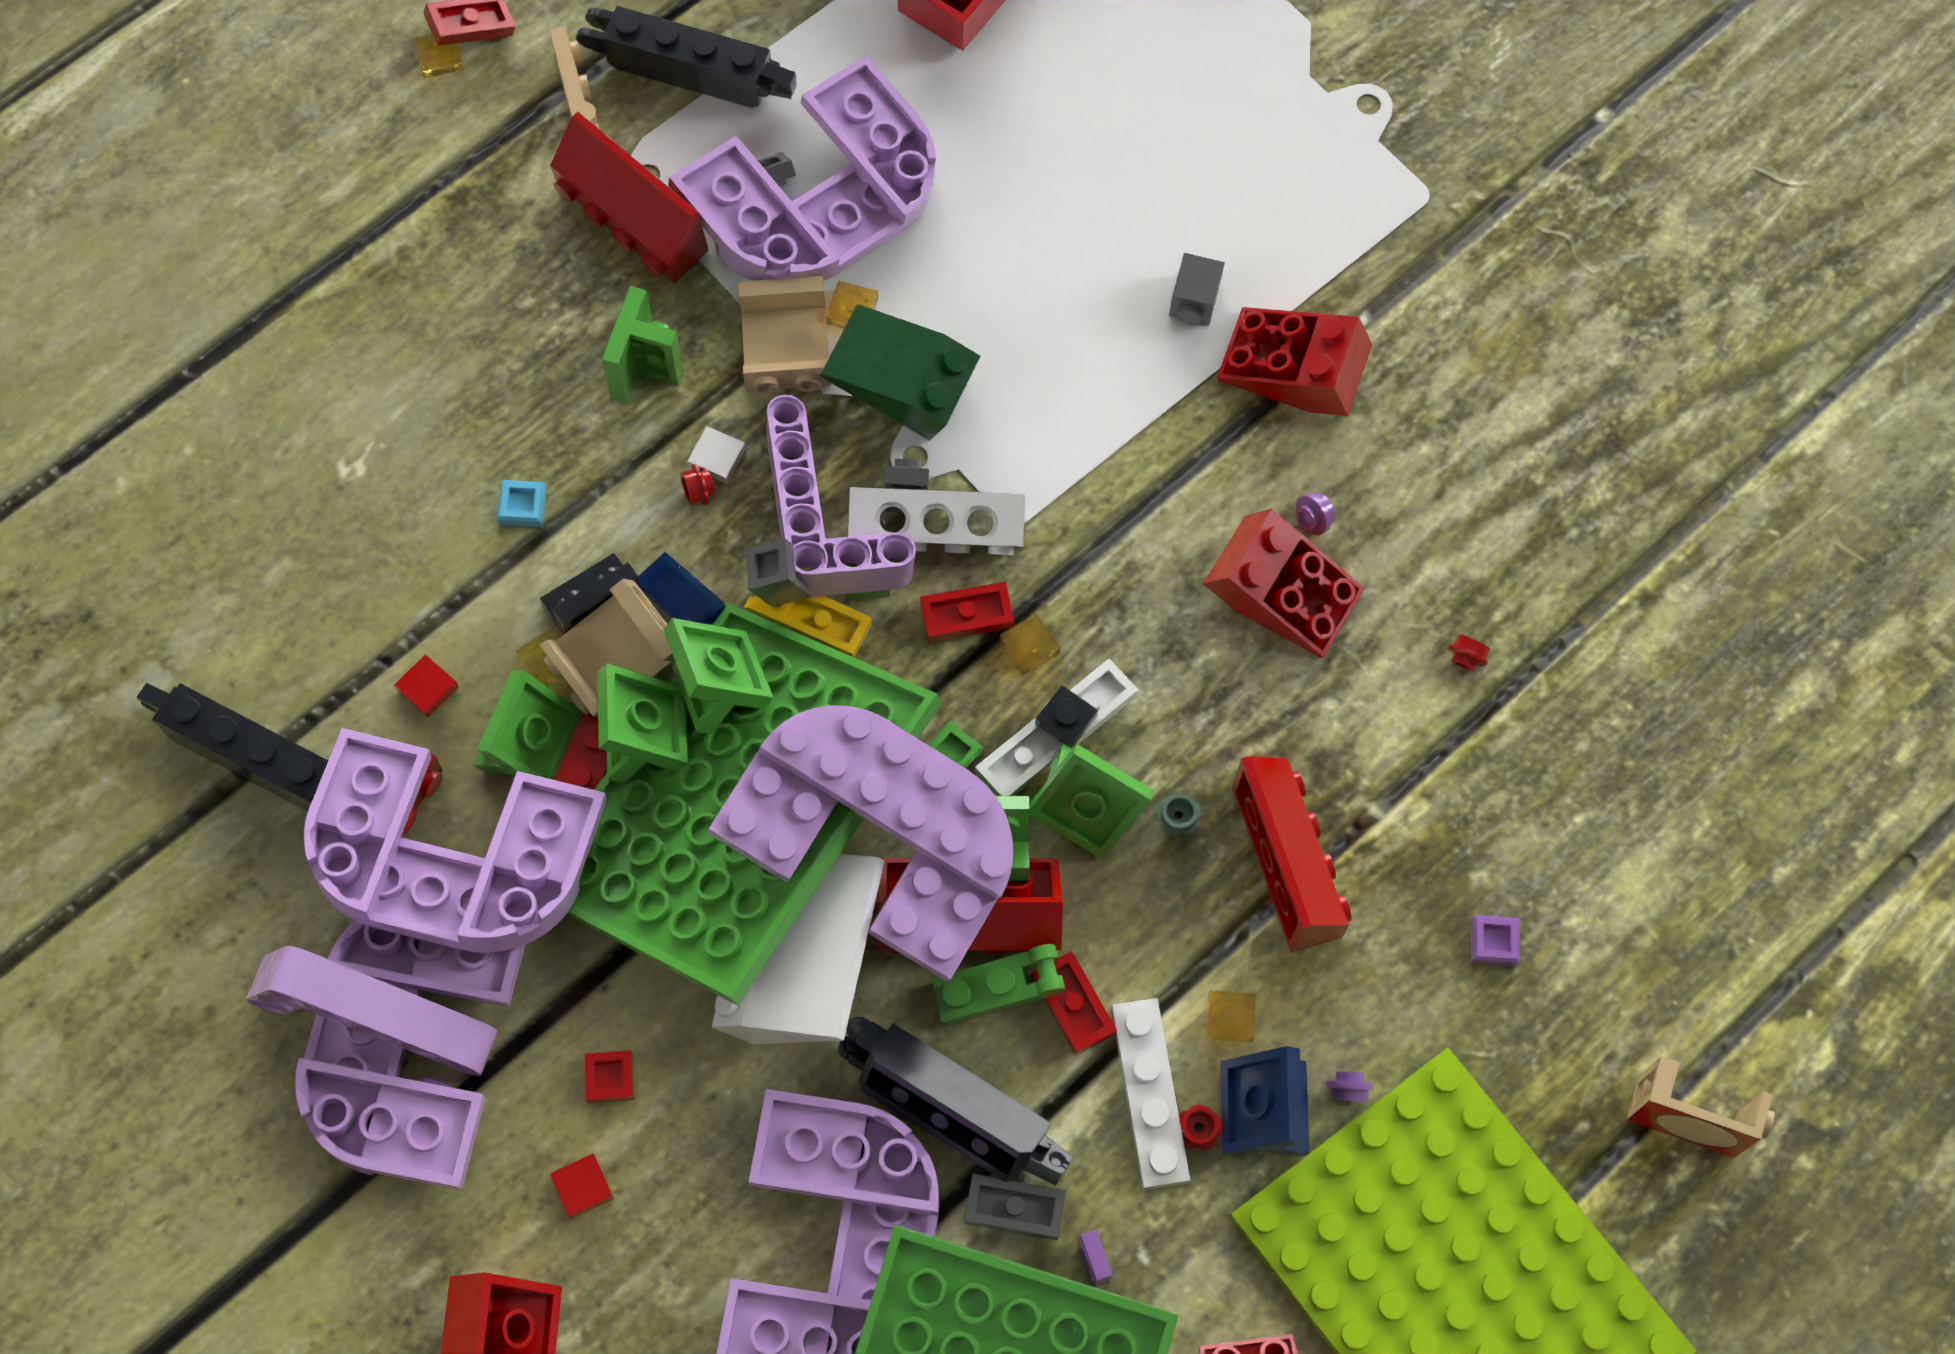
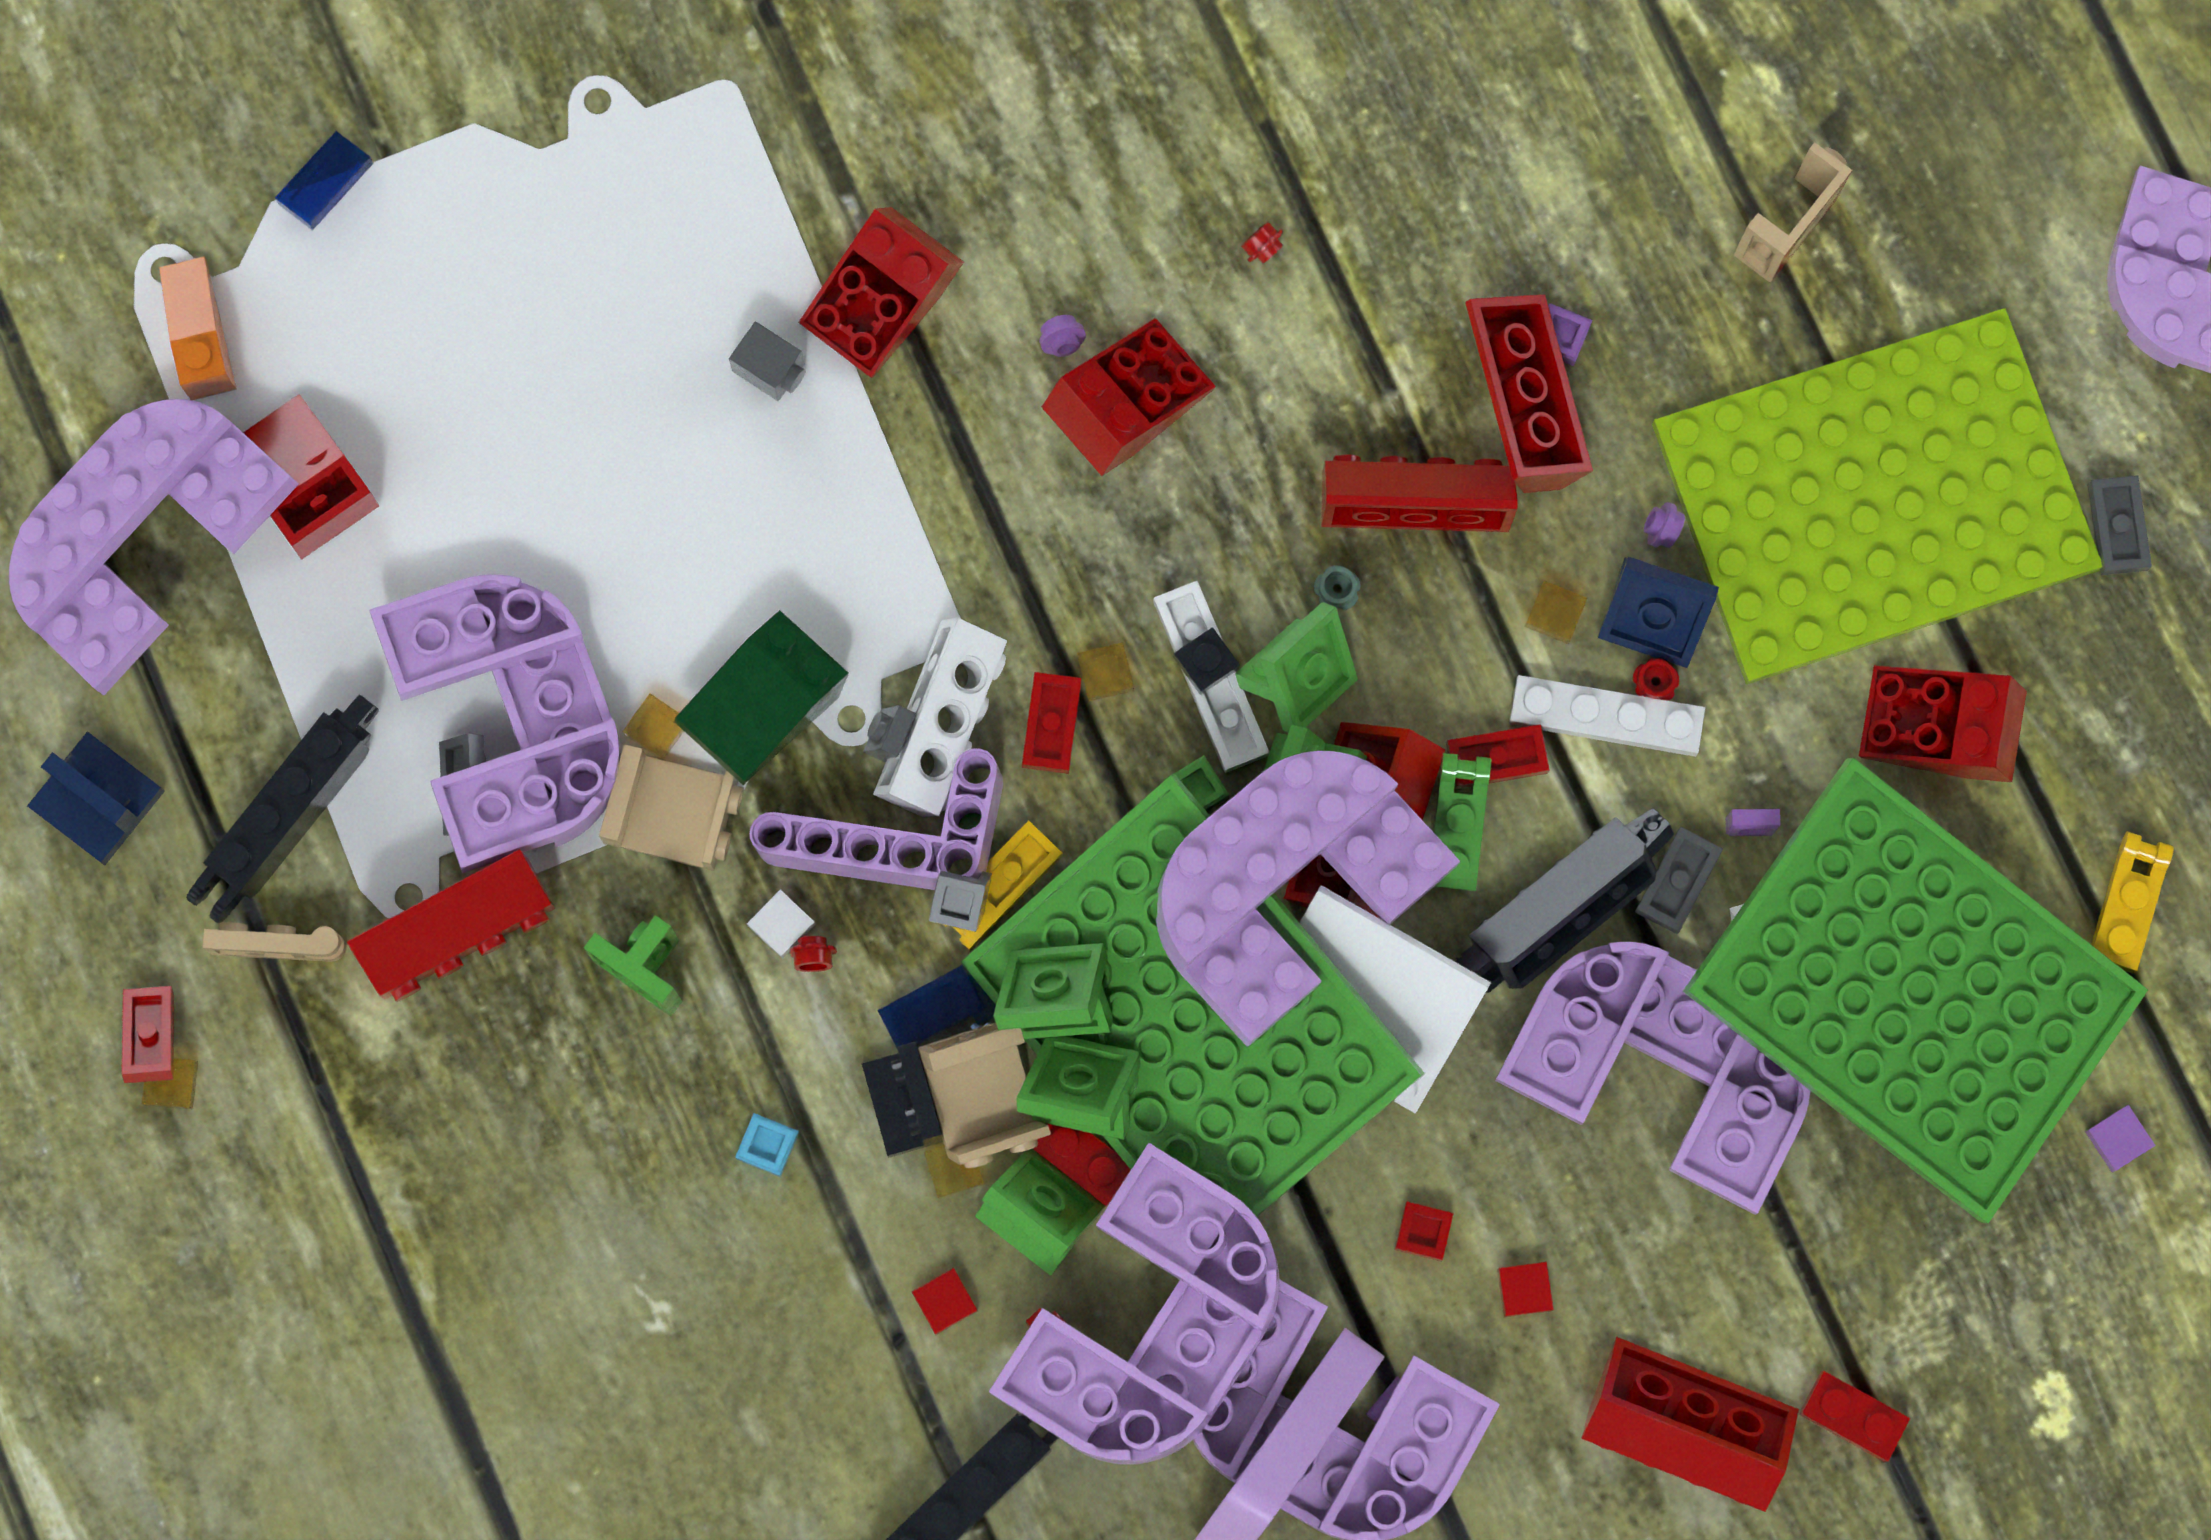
camera: 70 degrees left, 10 degrees up
(1421, 912) = (1529, 391): none -> red slope

